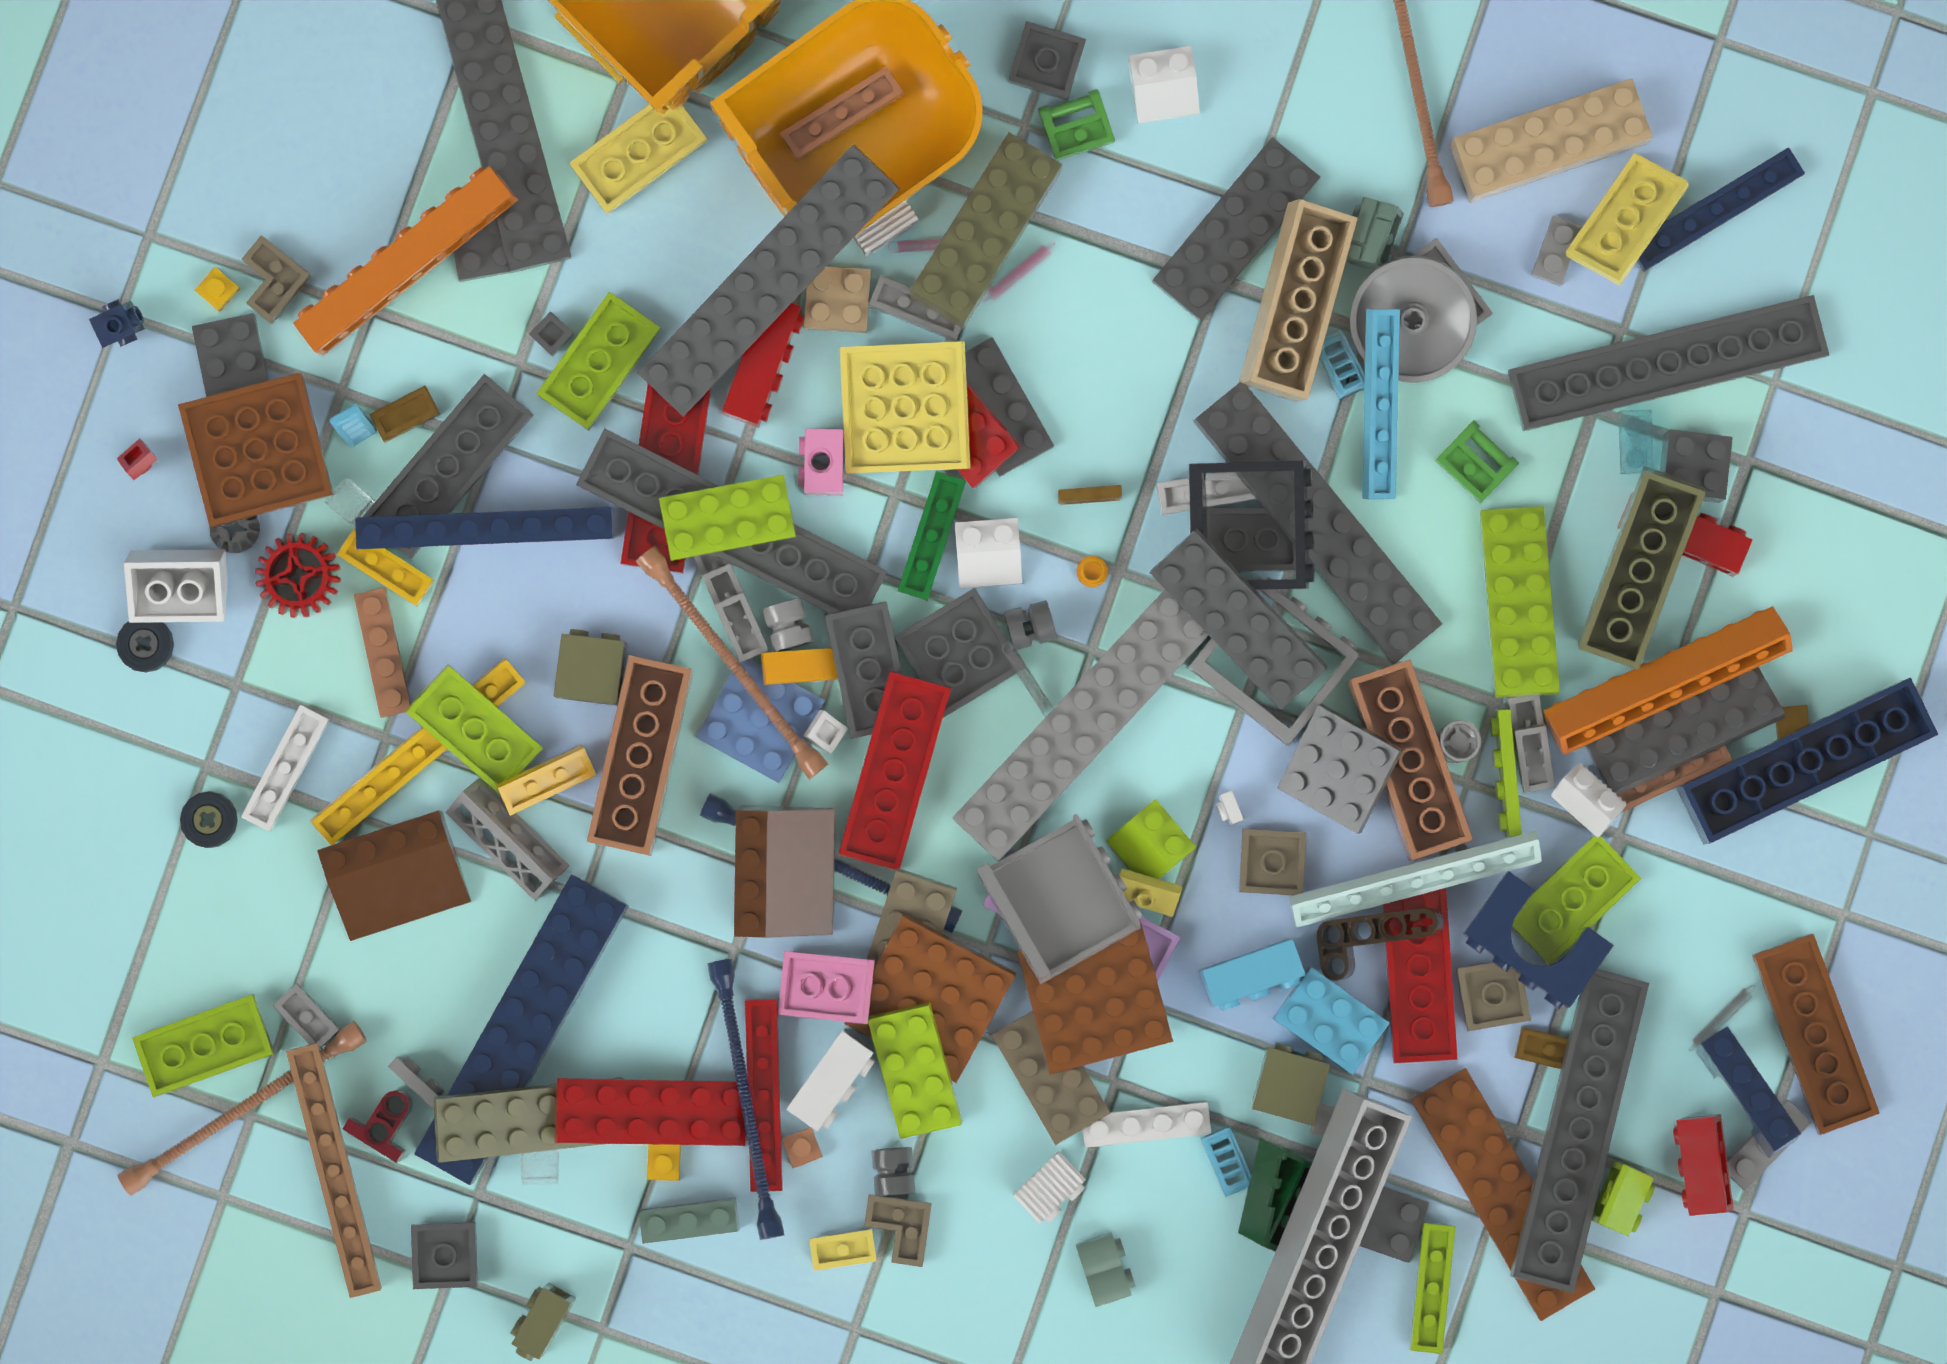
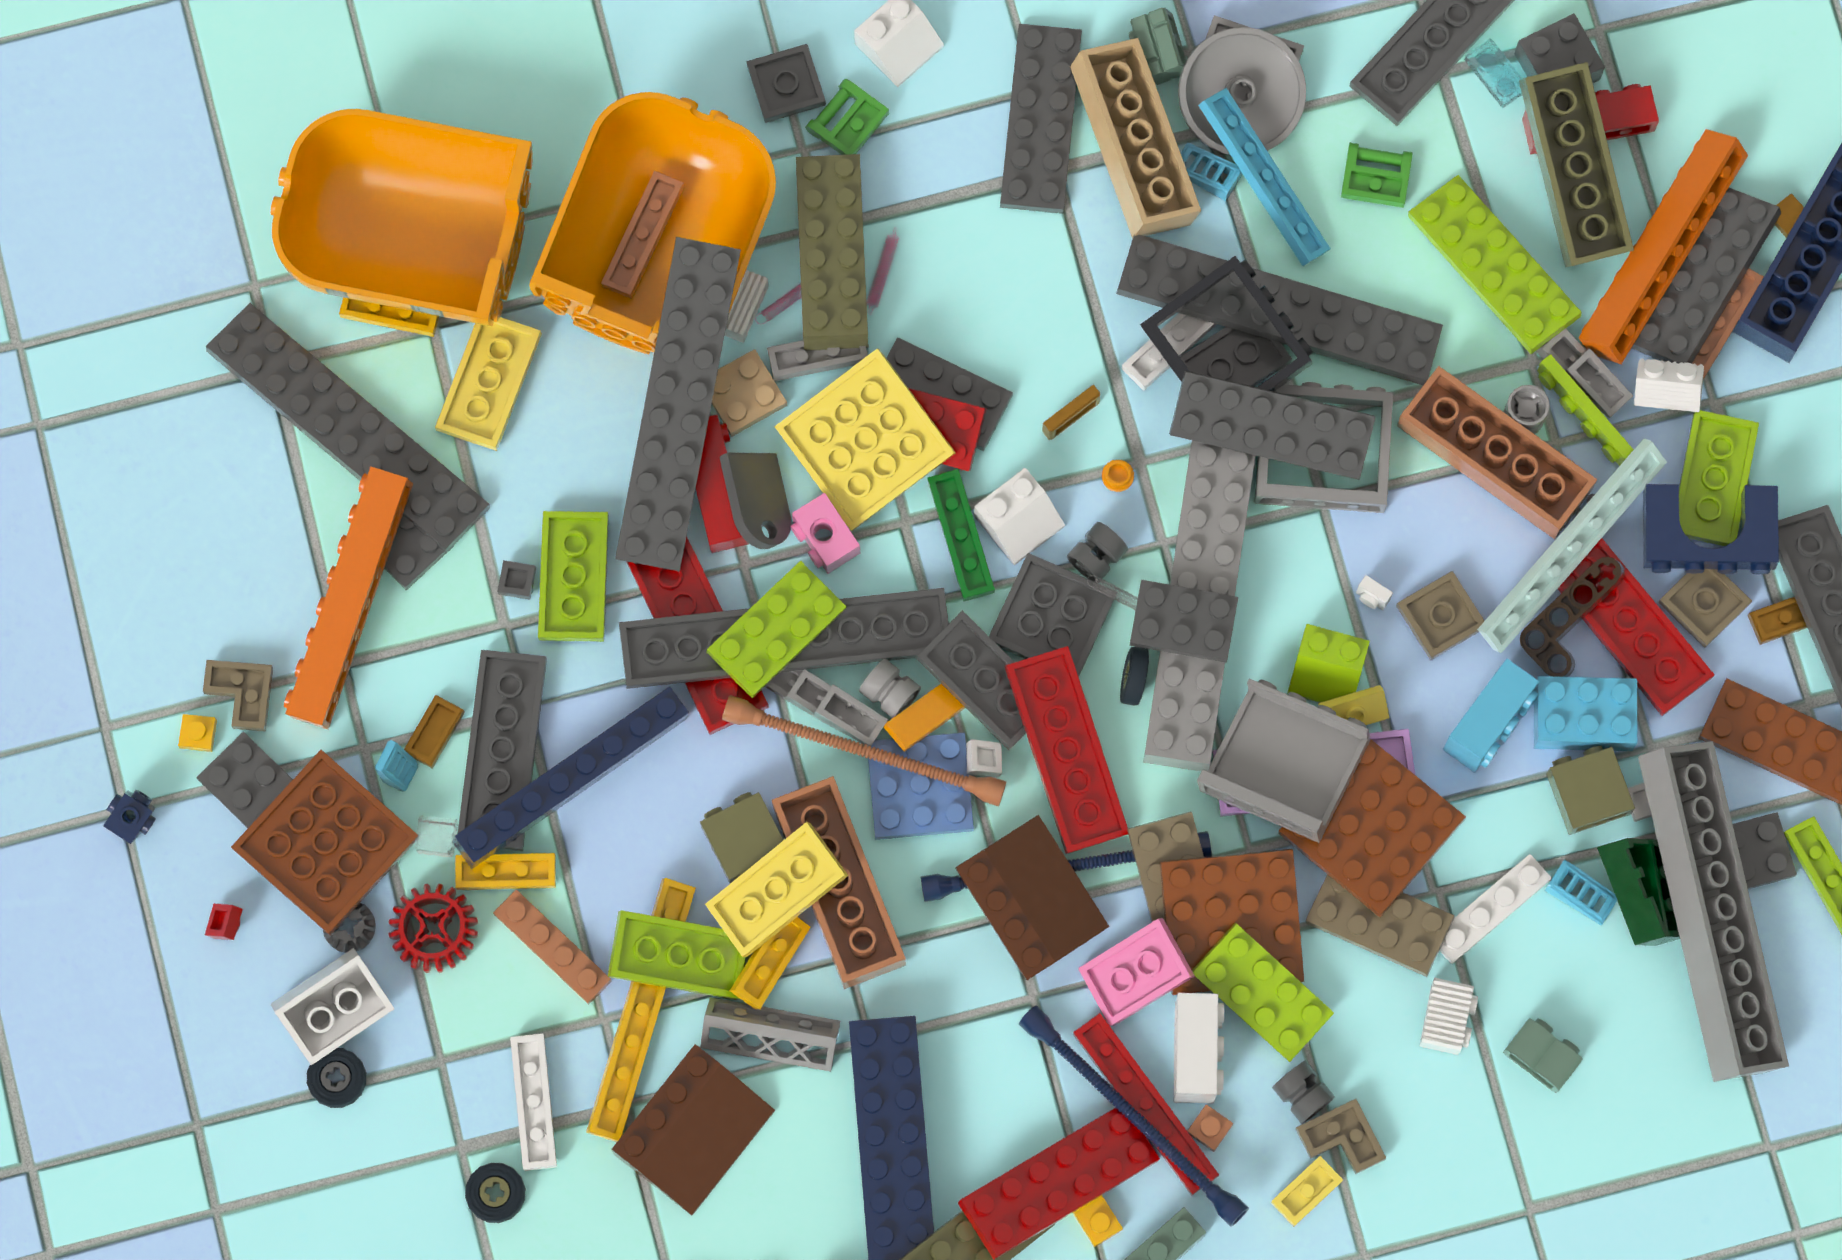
camera: 30 degrees left, 10 degrees down
(583, 731) = (776, 889): none -> light yellow plate
(787, 396) = (757, 497): none -> dark grey tile
(989, 747) = (1134, 676): none -> black bush
(1056, 732) = (1183, 621): none -> dark grey plate
(1340, 768) = (1443, 496): plate -> none

